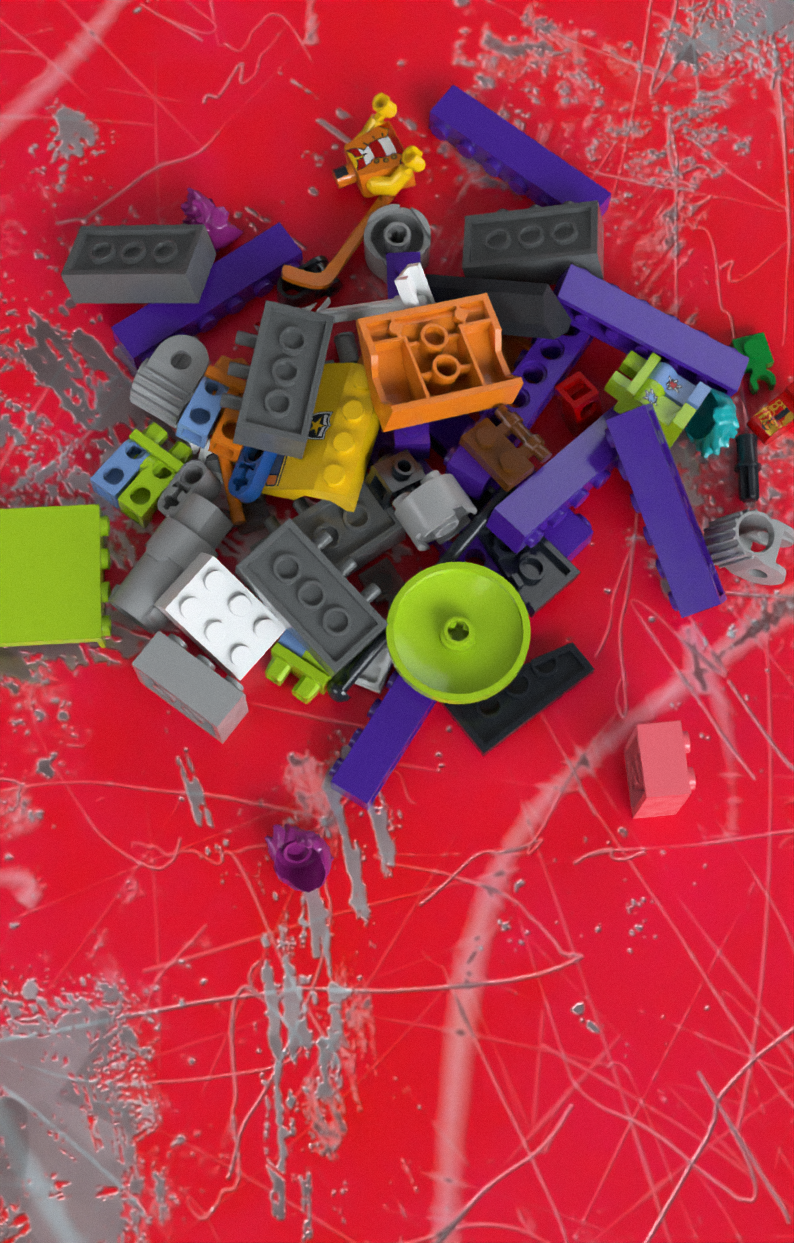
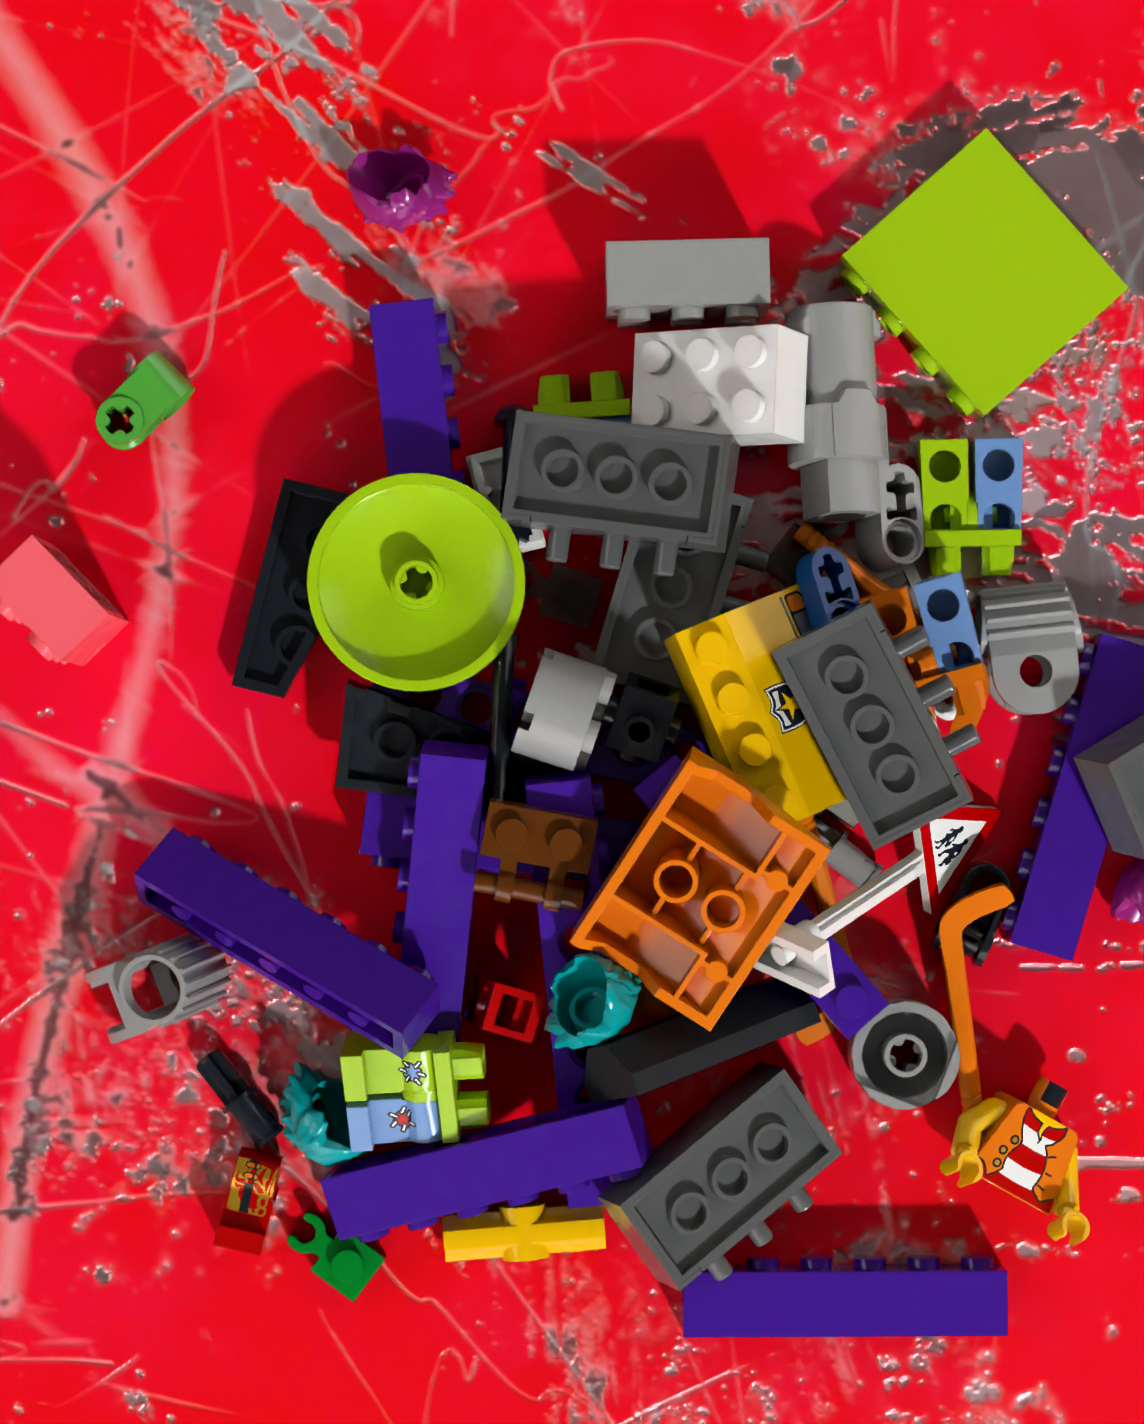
camera: 140 degrees right, 15 degrees up
(520, 852) = (151, 394): none -> bright green piece
(535, 356) = (591, 1001): none -> teal hair
(654, 293) = (523, 1232): none -> yellow piece

